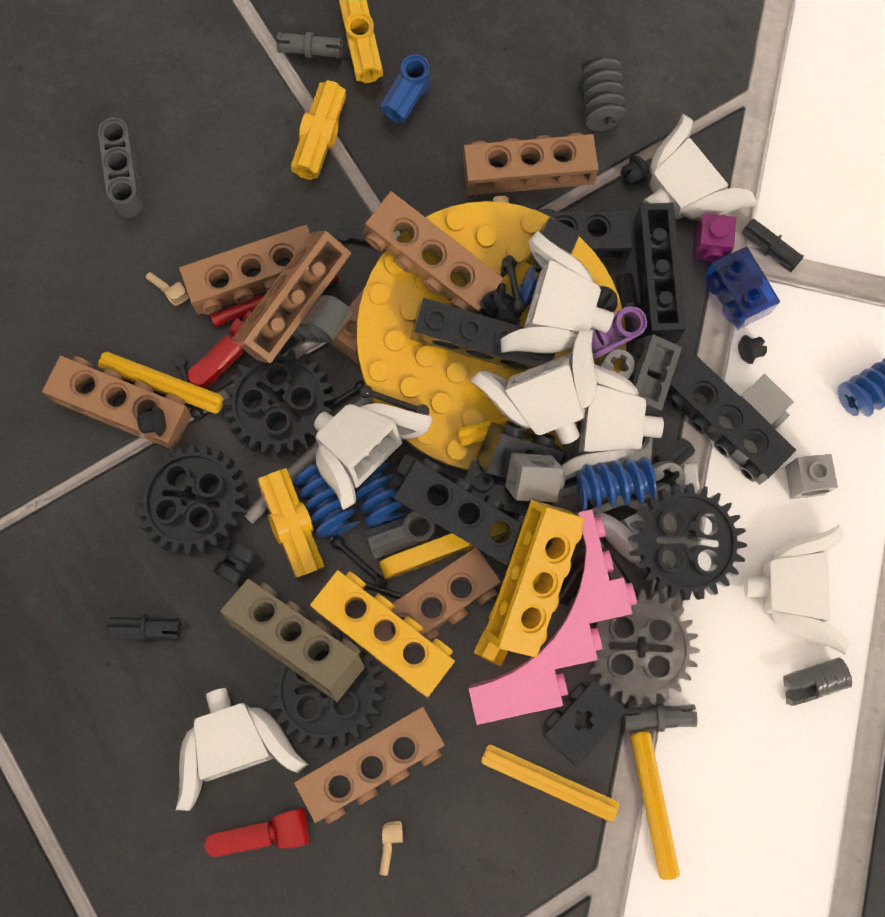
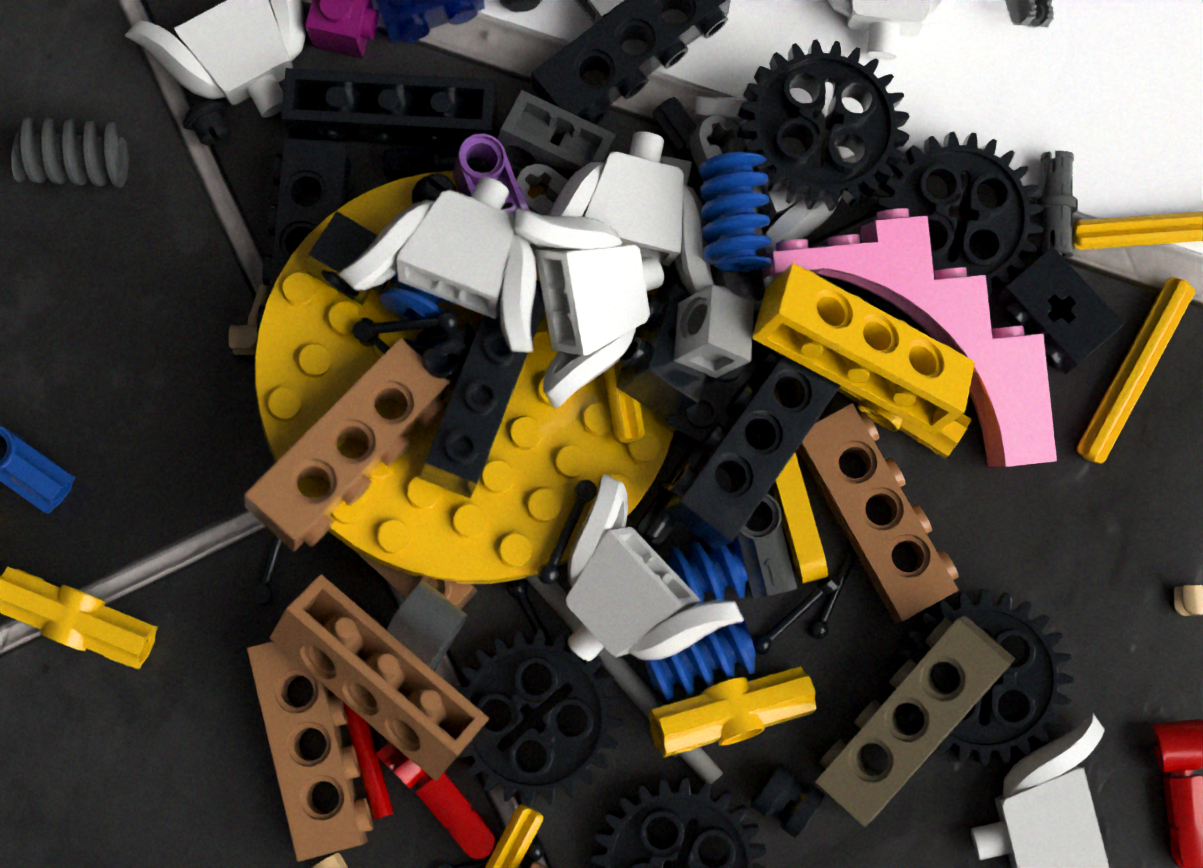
camera: 80 degrees left, 5 degrees up
(316, 786) = (1094, 654): medium nougat brick -> none
(332, 605) = (988, 527): yellow brick -> none
(518, 176) = (191, 361): medium nougat brick -> none

